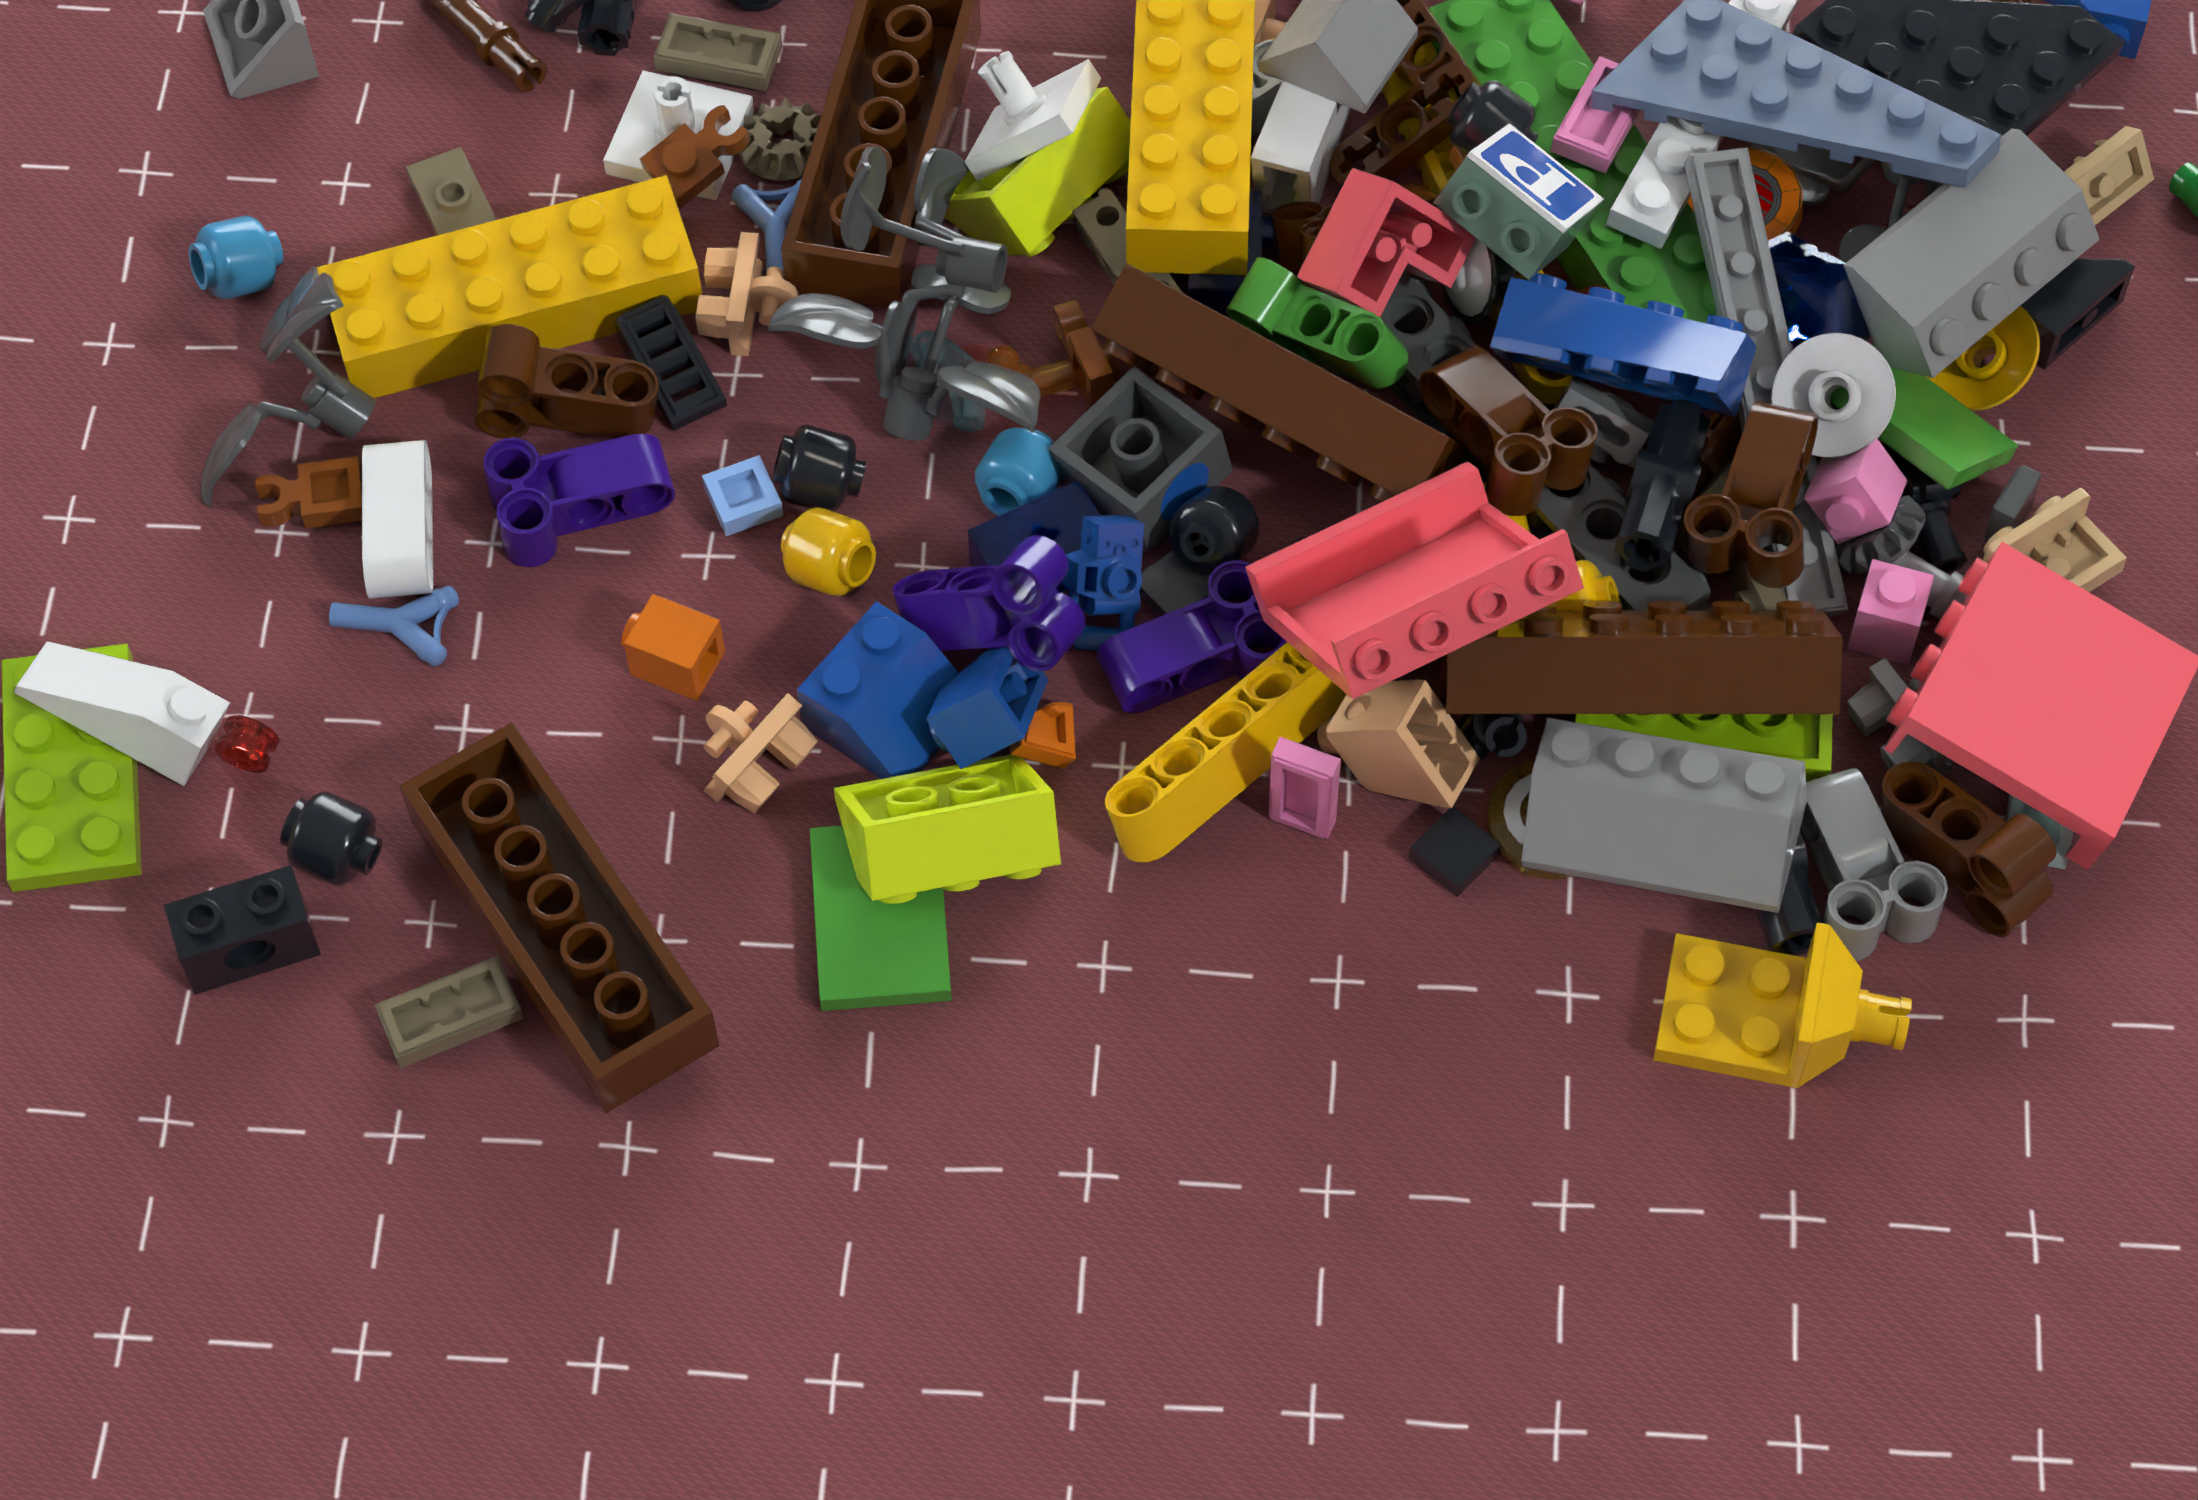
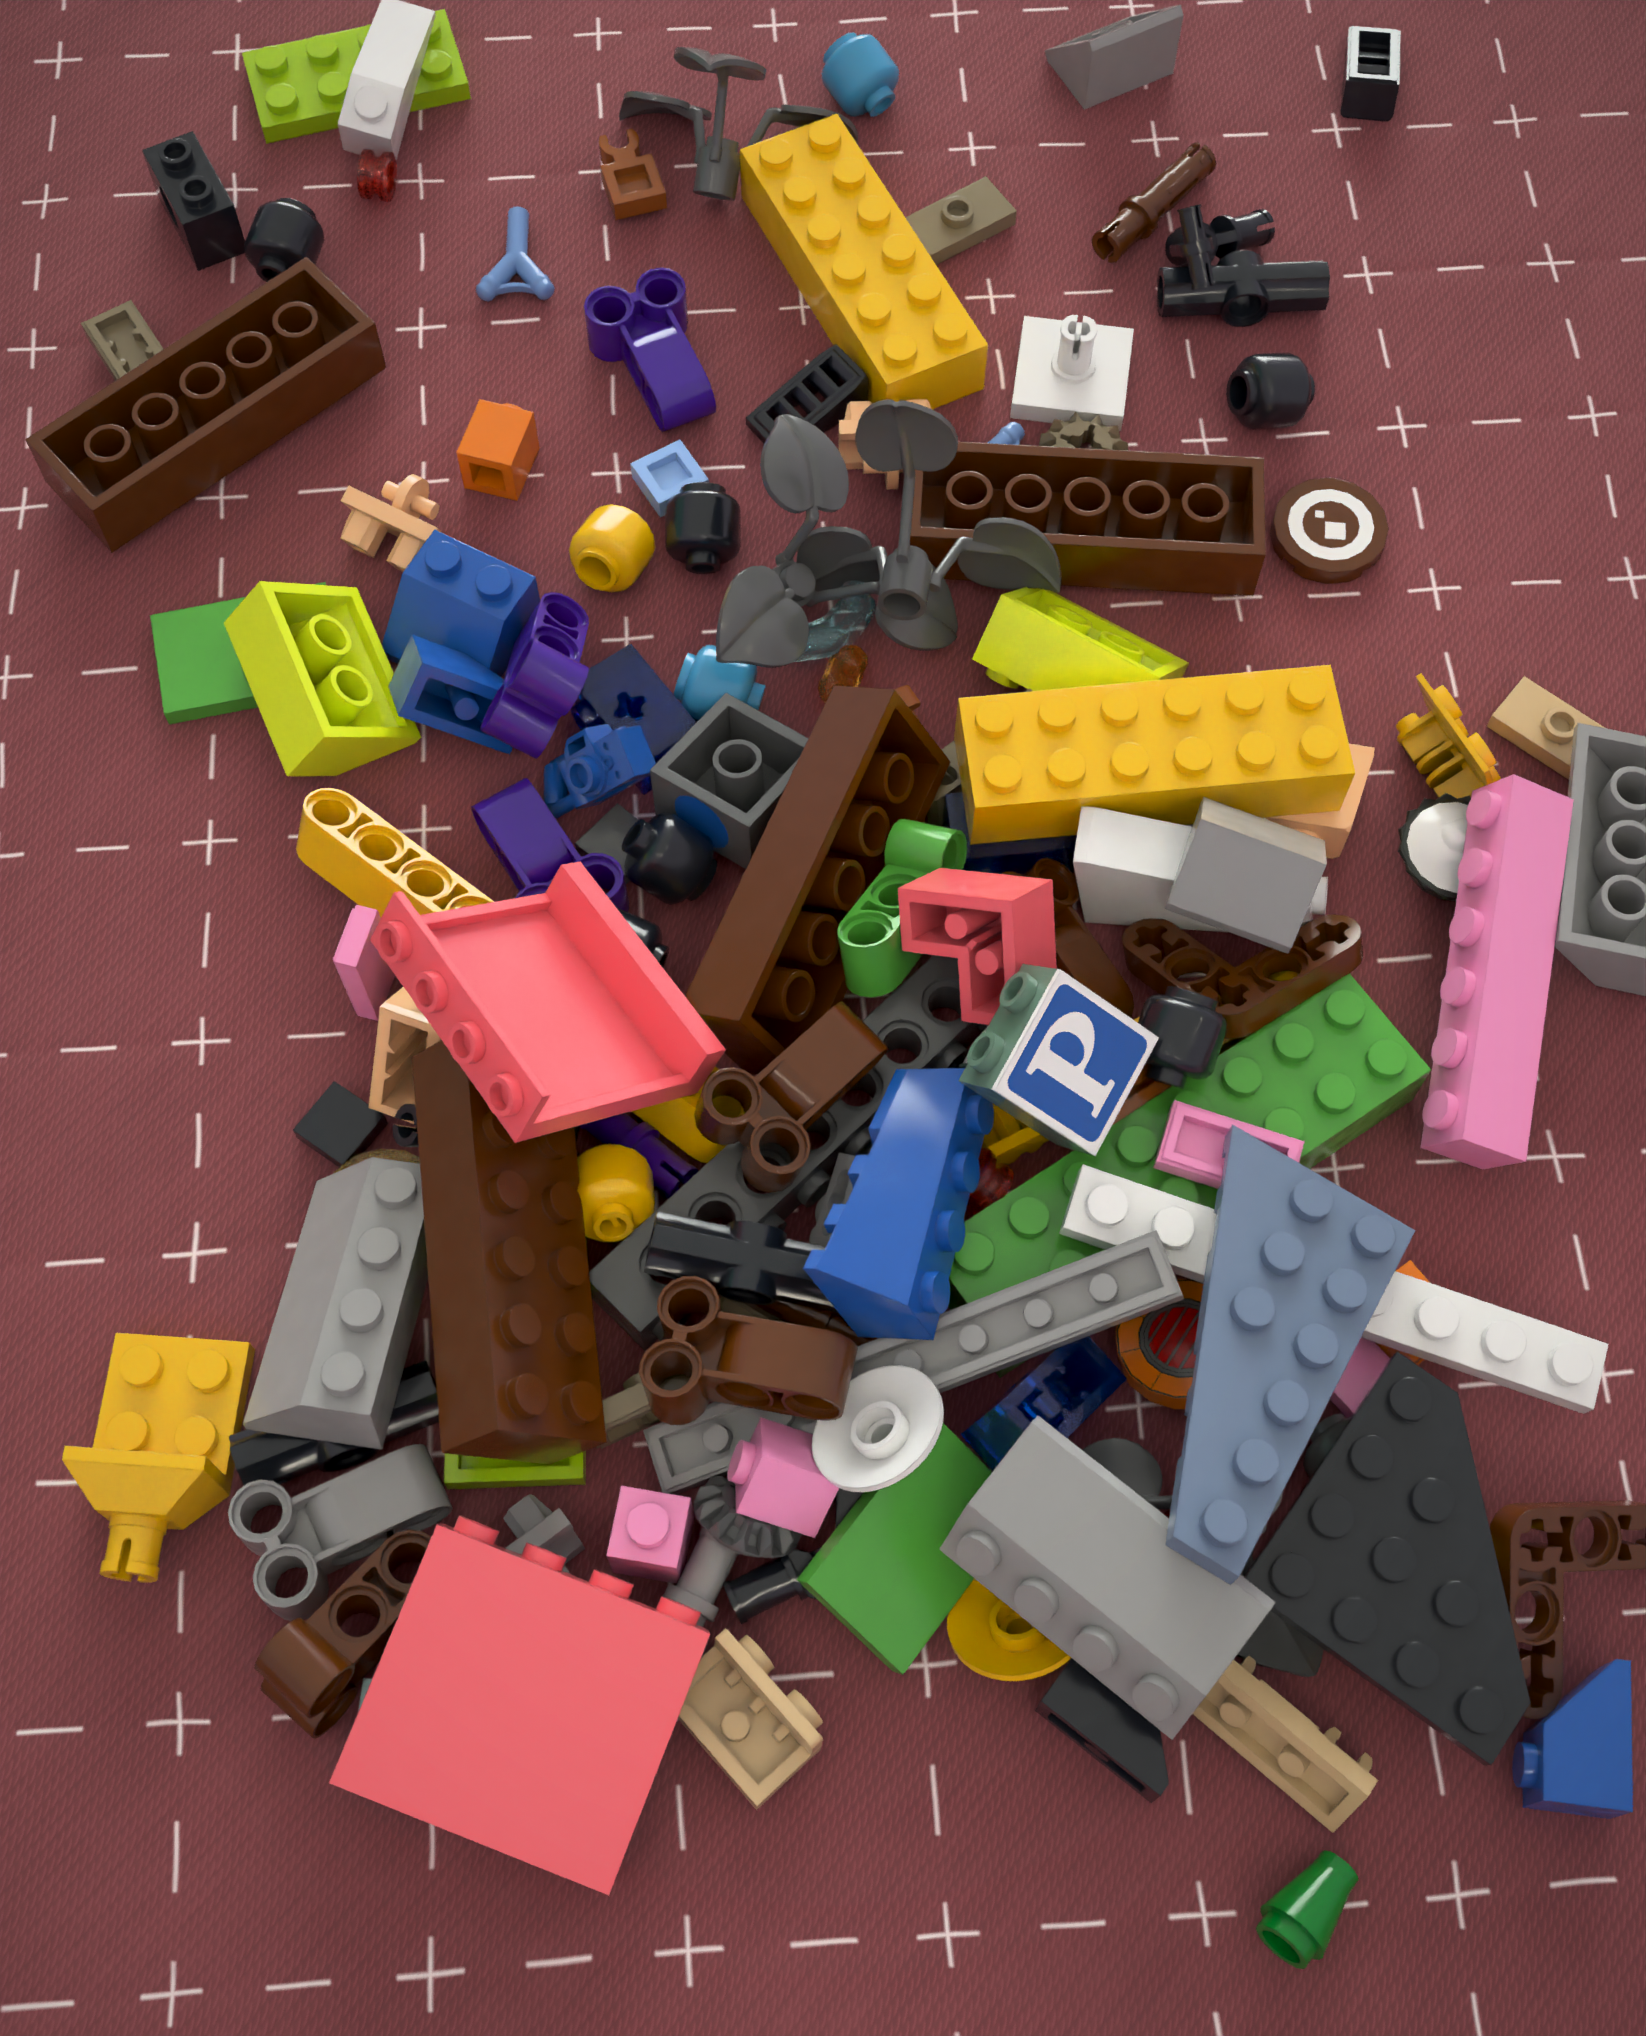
camera: 80 degrees right, 5 degrees up
(397, 519) = (607, 232): white beam -> none
(523, 385) = (749, 293): reddish brown piece -> none
(692, 158) = (1029, 371): dark orange plate -> none
(718, 52) = (1170, 383): dark tan plate -> none
(1027, 114) = (1124, 625): white tile -> none
(1049, 736) = (437, 754): orange tile -> none
(2014, 501) = (812, 1669): dark grey tile -> none

